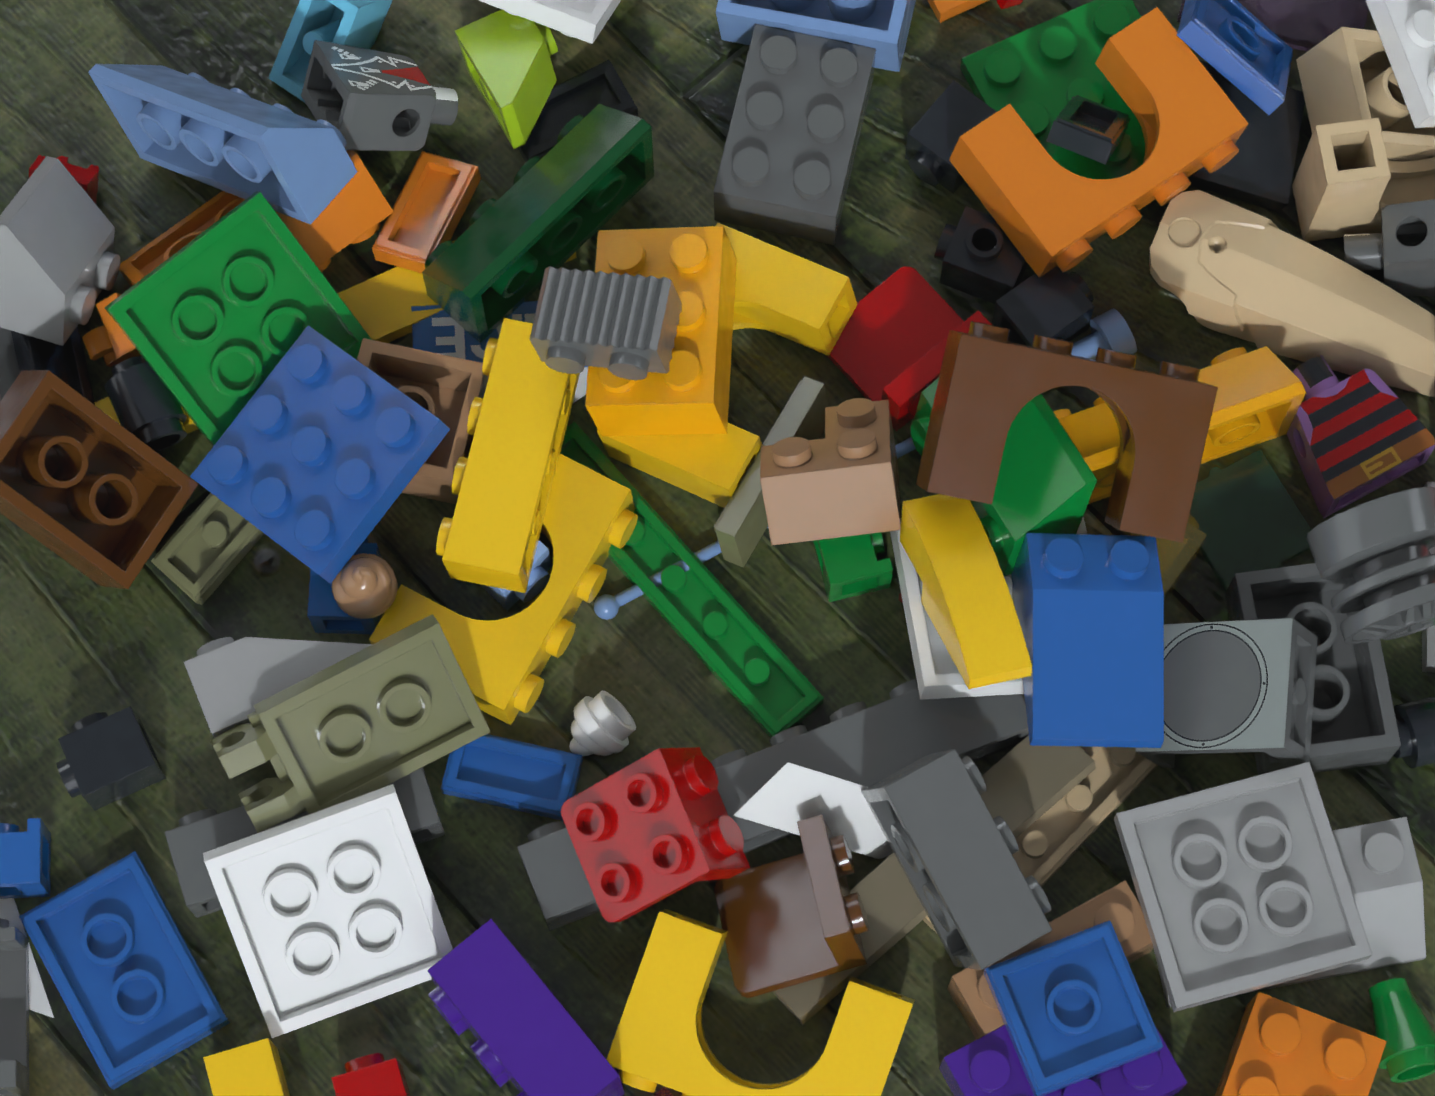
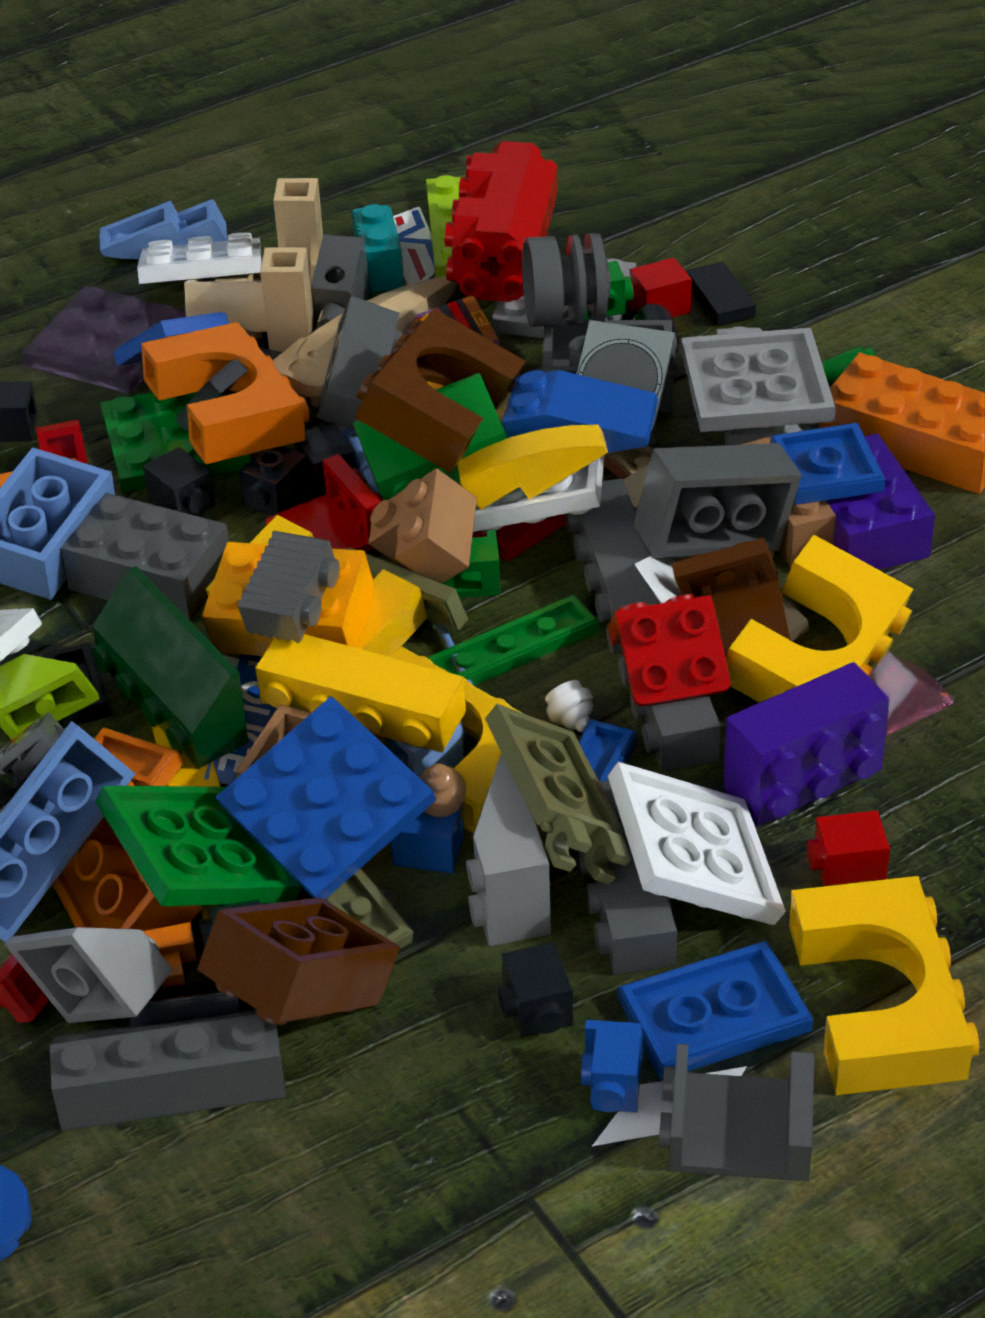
camera: 80 degrees left, 30 degrees down
(1193, 313) = (360, 343): none -> dark grey brick

